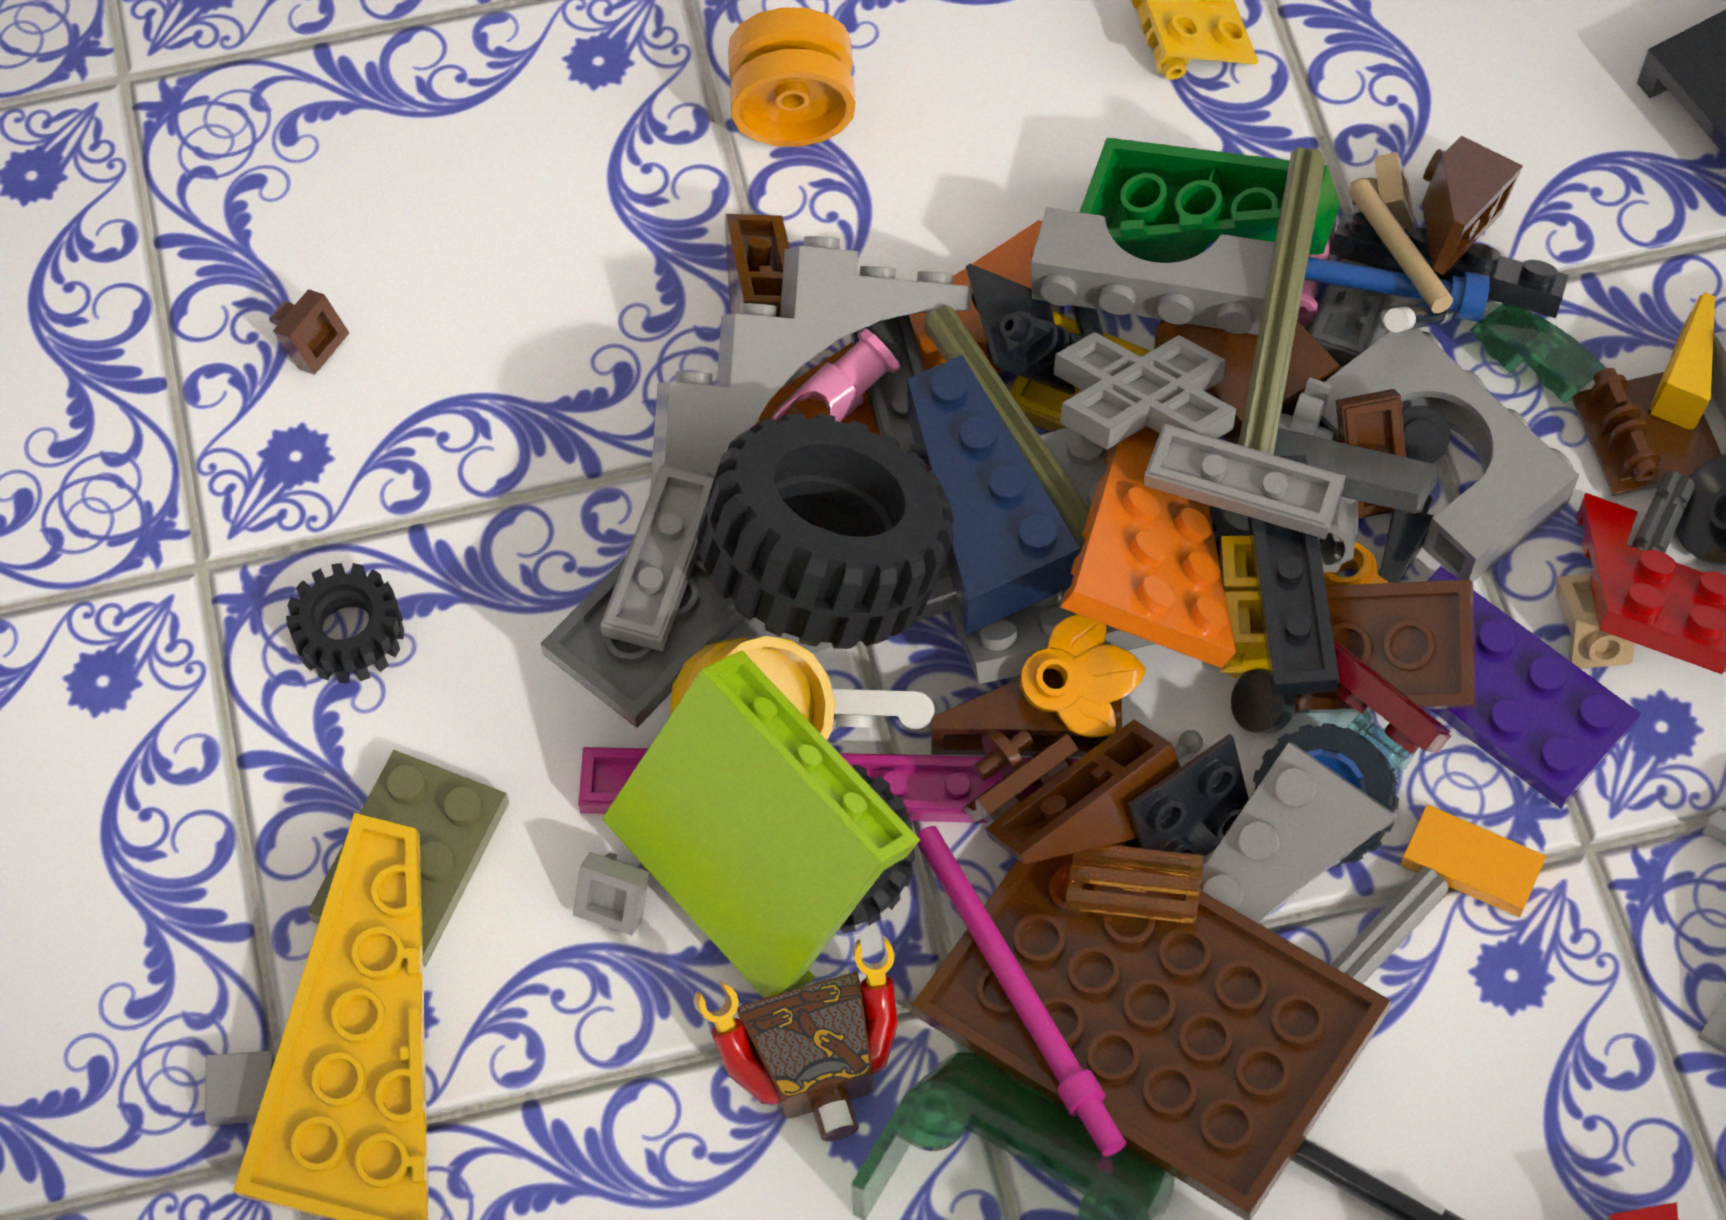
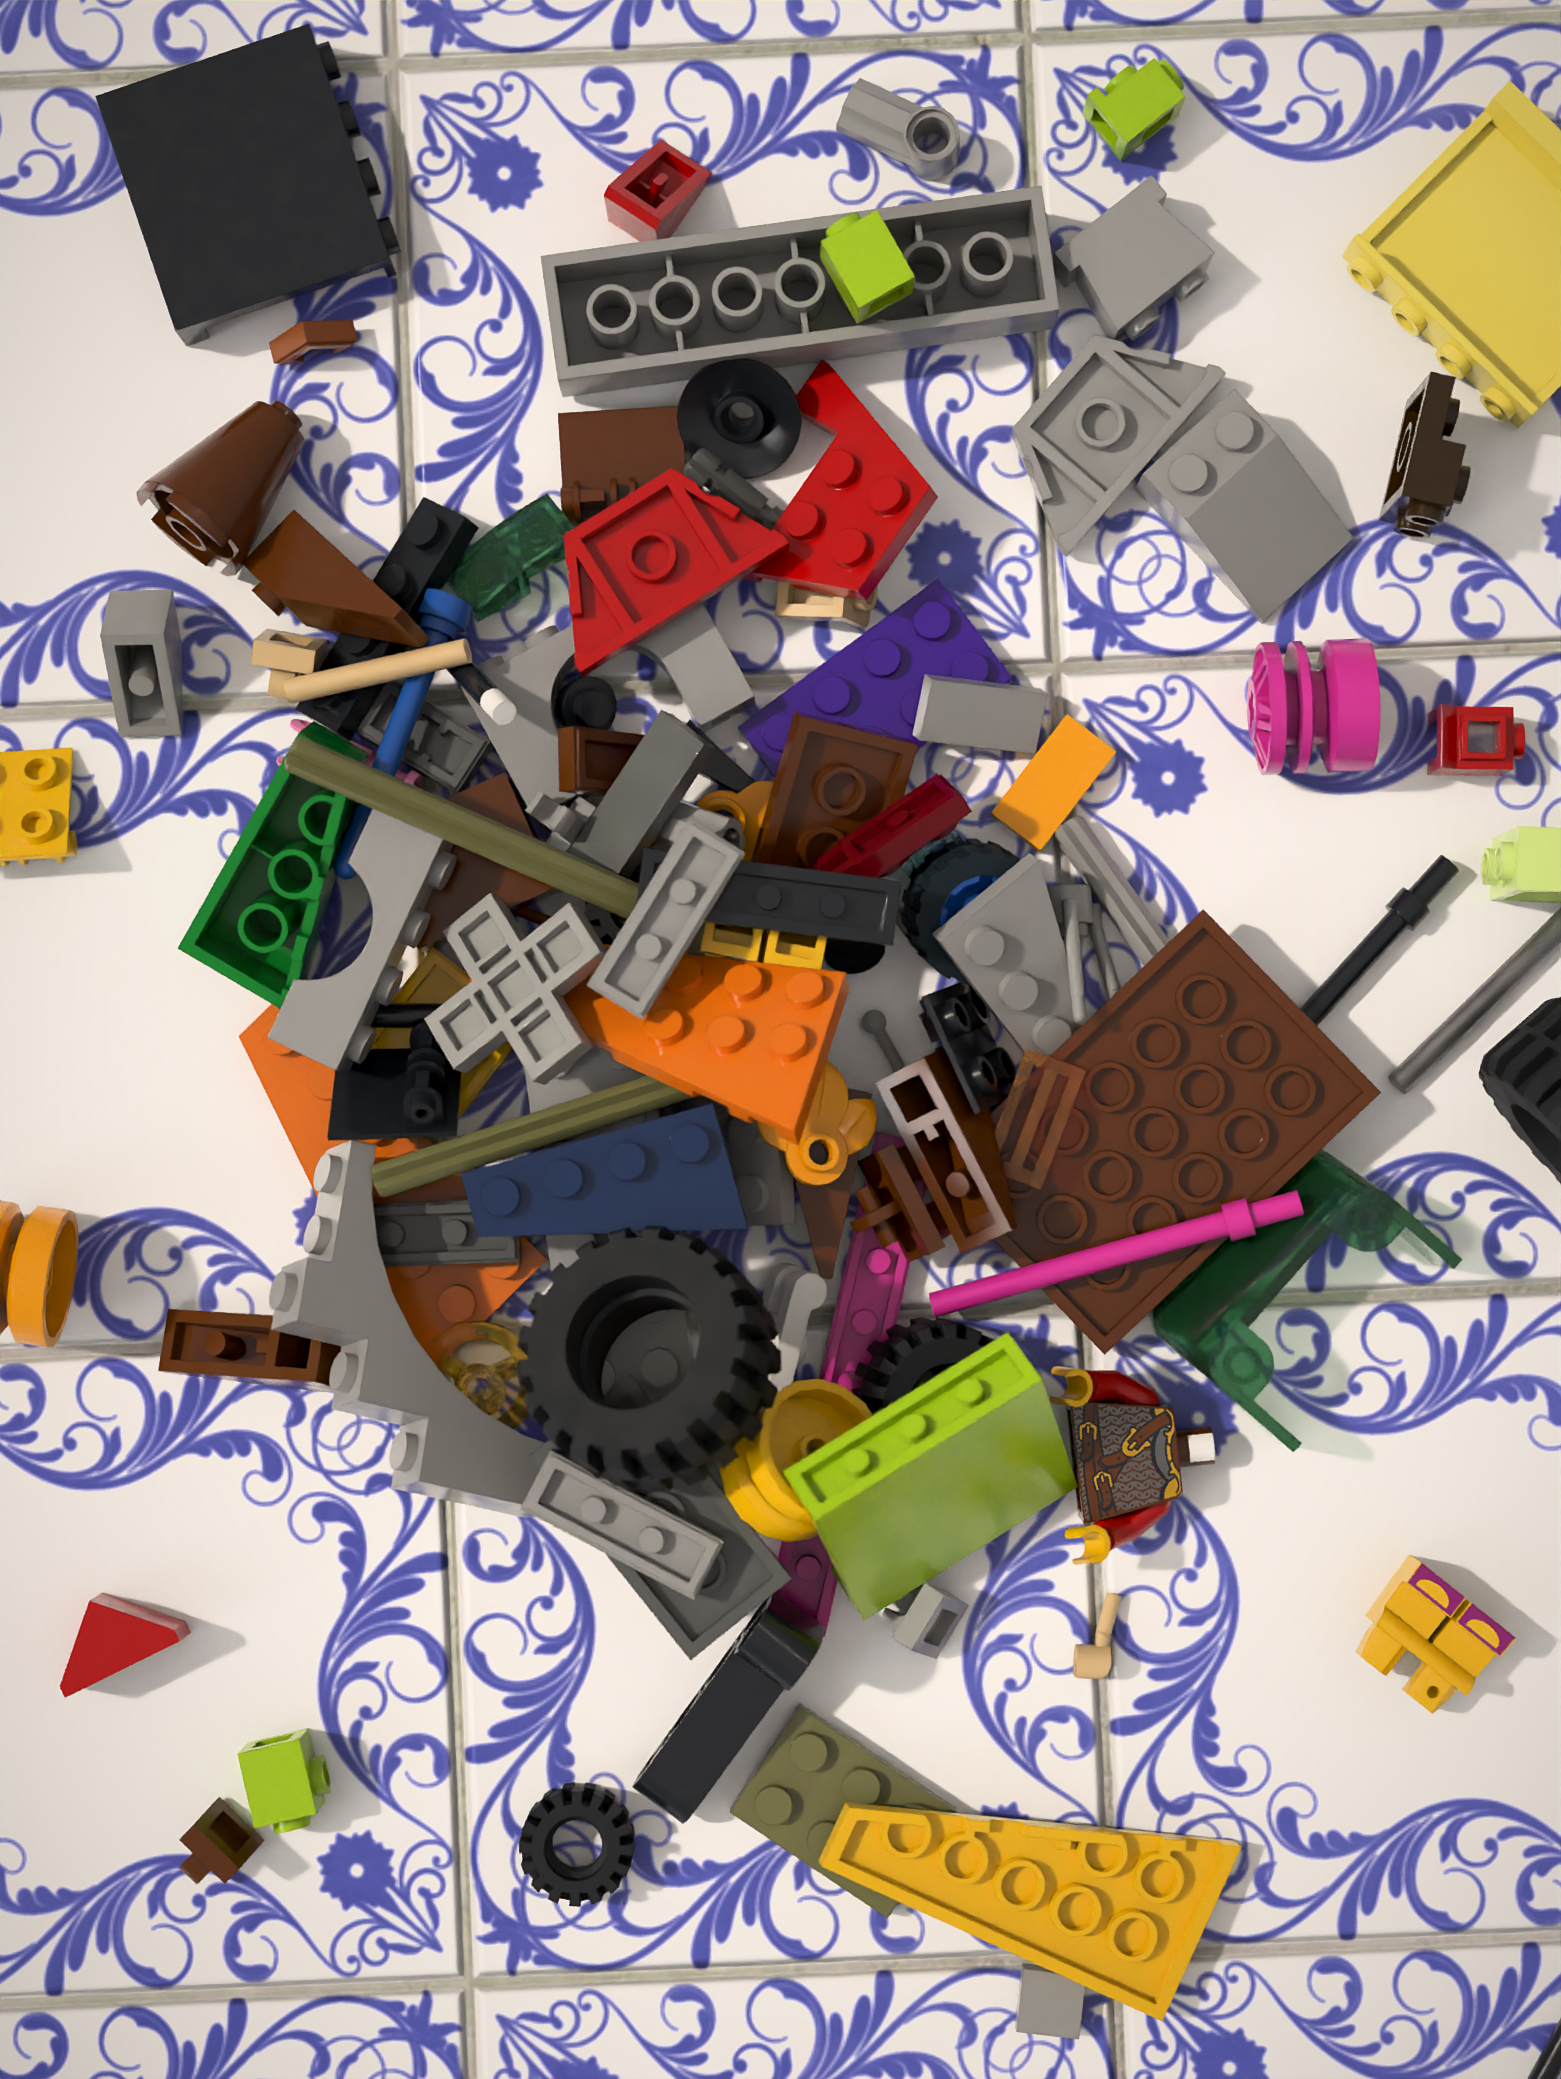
camera: 80 degrees left, 25 degrees up
(372, 370) = (284, 1780): none -> lime brick
(479, 219) = (115, 1637): none -> red slope
(547, 738) = (730, 1705): none -> black beam
(596, 1065) = (1095, 1660): none -> tan hand
(845, 381) = (429, 1295): bright pink piece -> none
(1341, 892) = (1074, 916): none -> light grey plant
(1350, 88) = (144, 662): none -> light grey slope
(1521, 769) = (980, 714): none -> light grey tile
(1530, 115) = (226, 485): none -> reddish brown cone
(1573, 442) = (655, 562): none -> red wing
(1631, 1075) = (1322, 706): none -> dark pink wheel
(1681, 163) = (309, 335): none -> dark orange tile
(1688, 375) = (581, 417): yellow slope -> none

